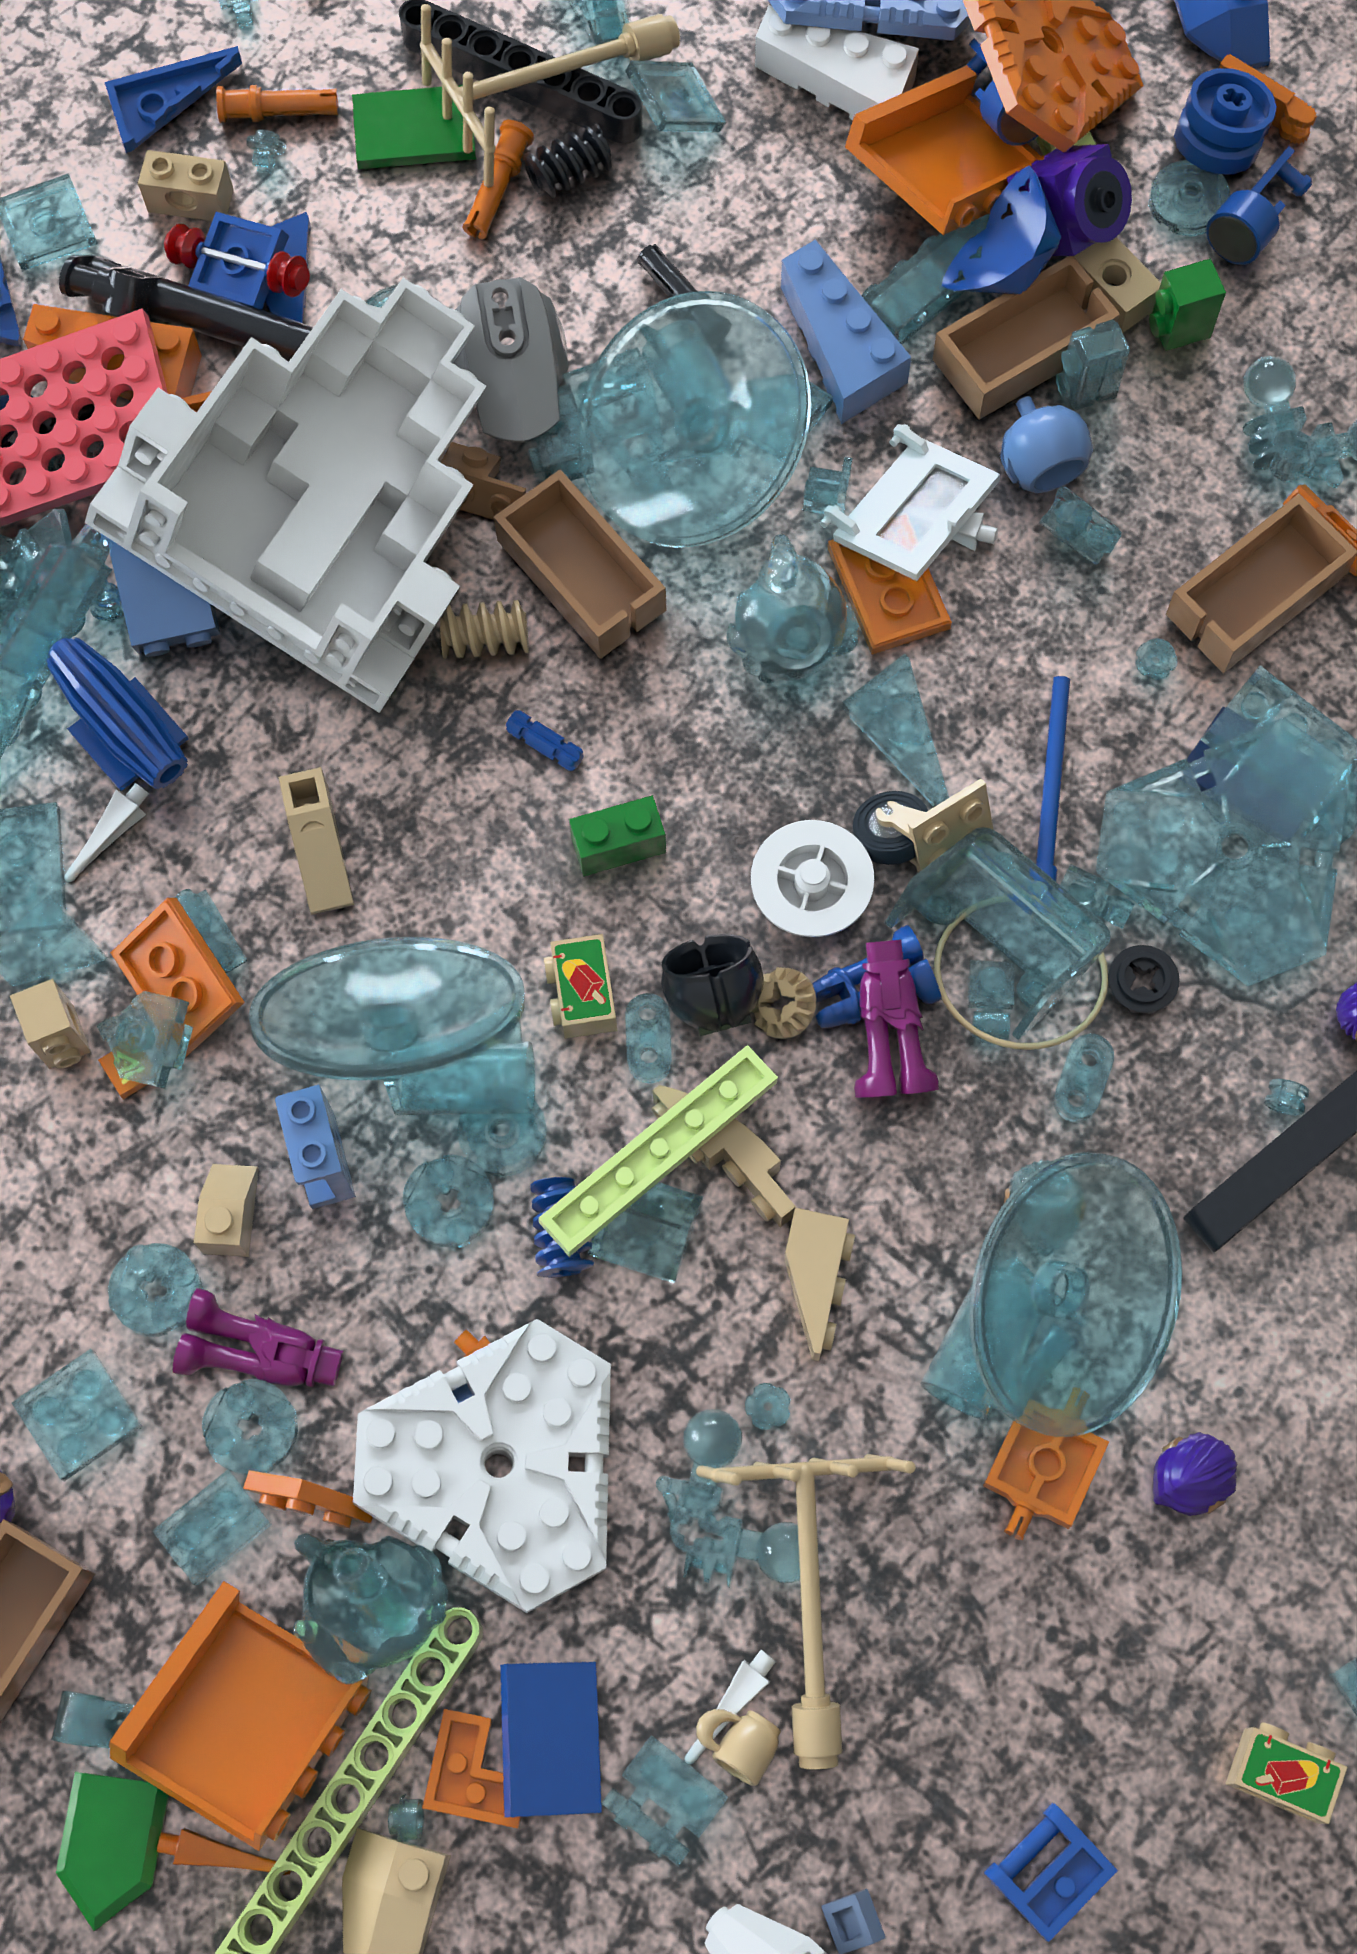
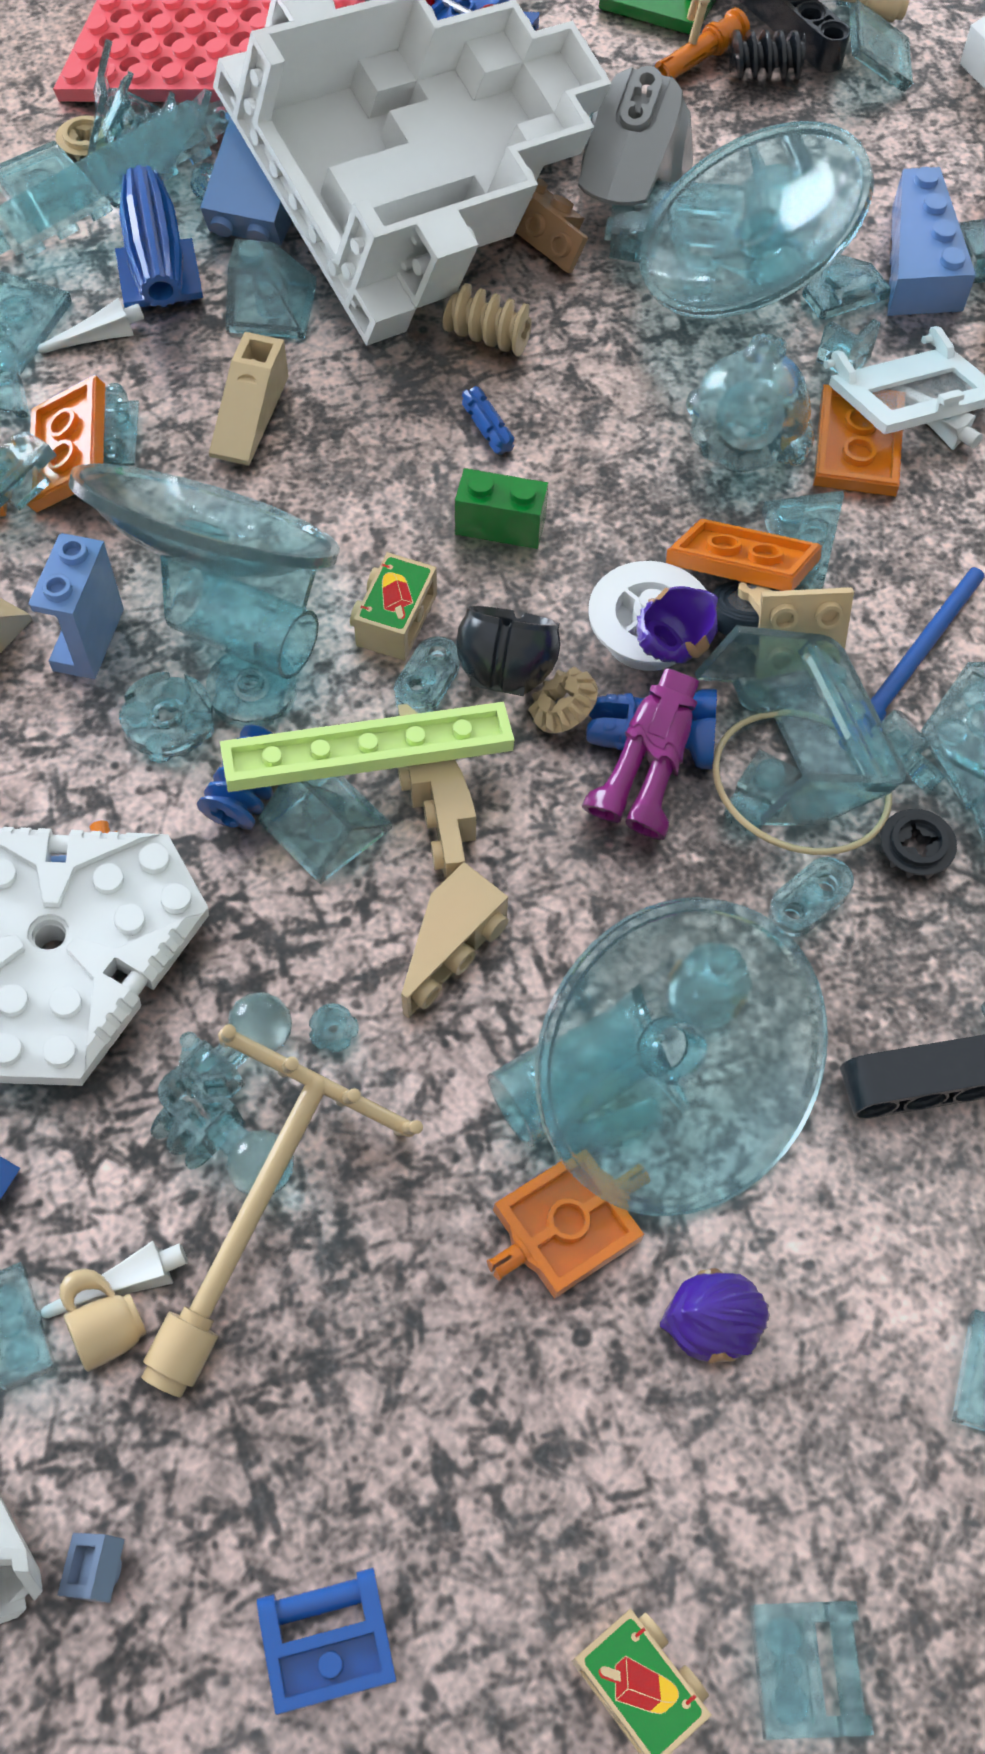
camera: 25 degrees right, 10 degrees down
(253, 704) = (267, 291): none -> clear light blue slope
(580, 563) = (599, 305): medium nougat piece -> none
(852, 891) = (678, 624): none -> dark purple hair
(860, 776) = (744, 555): none -> orange tile

